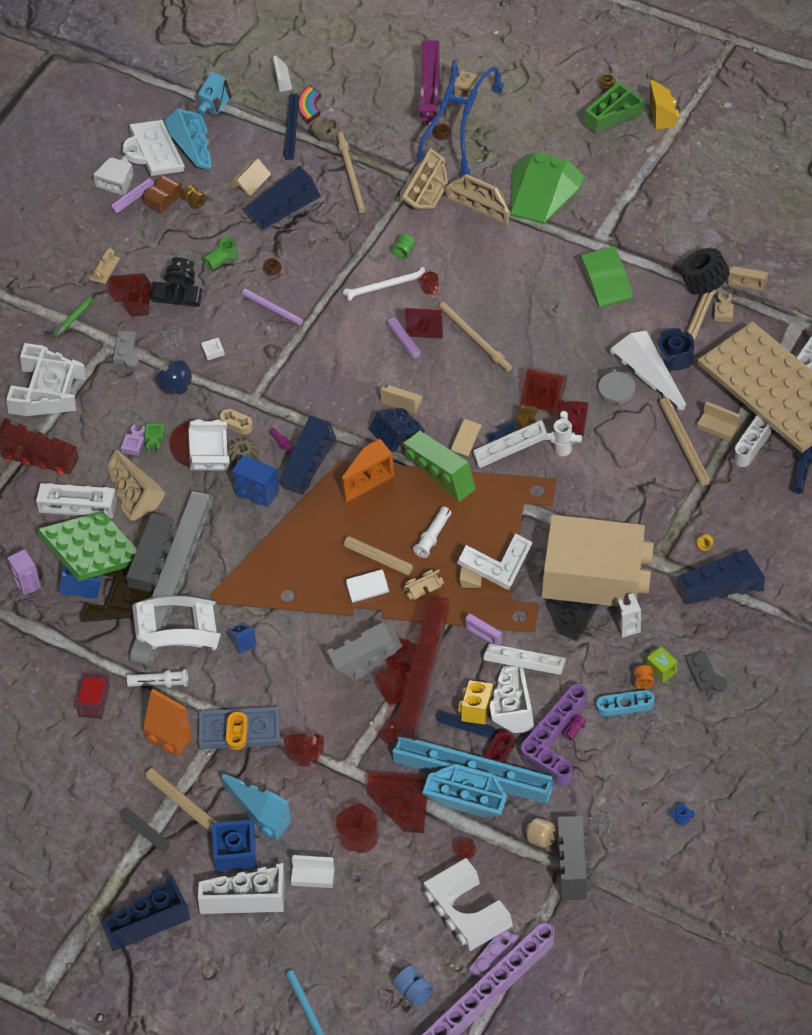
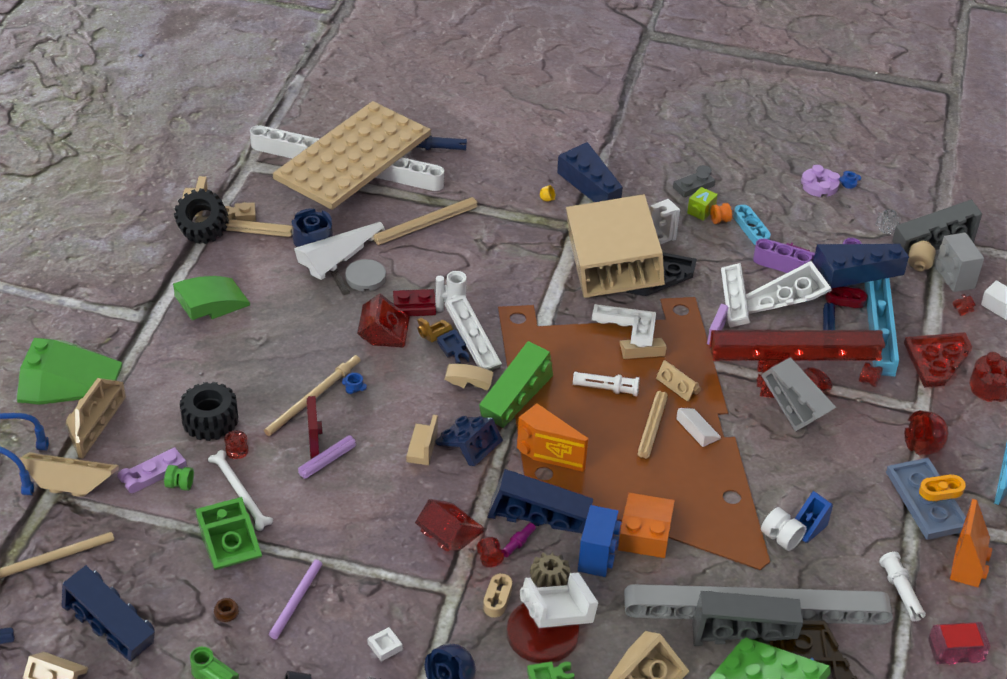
camera: 110 degrees left, 10 degrees down
(204, 621) = (795, 566): white wedge -> none
(236, 610) = (786, 530): none -> white wheel
(272, 523) = (646, 525): none -> orange slope
(274, 420) = (490, 552): none -> clear red wheel
(308, 399) = (448, 525): none -> clear red slope
(340, 271) = (228, 533): none -> bright green slope
(423, 240) = (150, 470): none -> lavender plate
(461, 275) = (209, 411): none -> black tyre
(466, 791) = (914, 298): medium azure wedge -> none
(476, 702) = (808, 312): yellow brick -> none
(480, 363) = (354, 383): none -> blue plate
(514, 852) = (959, 262): none -> light grey brick
(520, 743) = (859, 263): none -> dark blue wedge
(688, 776) = (828, 181): none -> lavender plate
(719, 421) = (397, 199): tan panel -> none

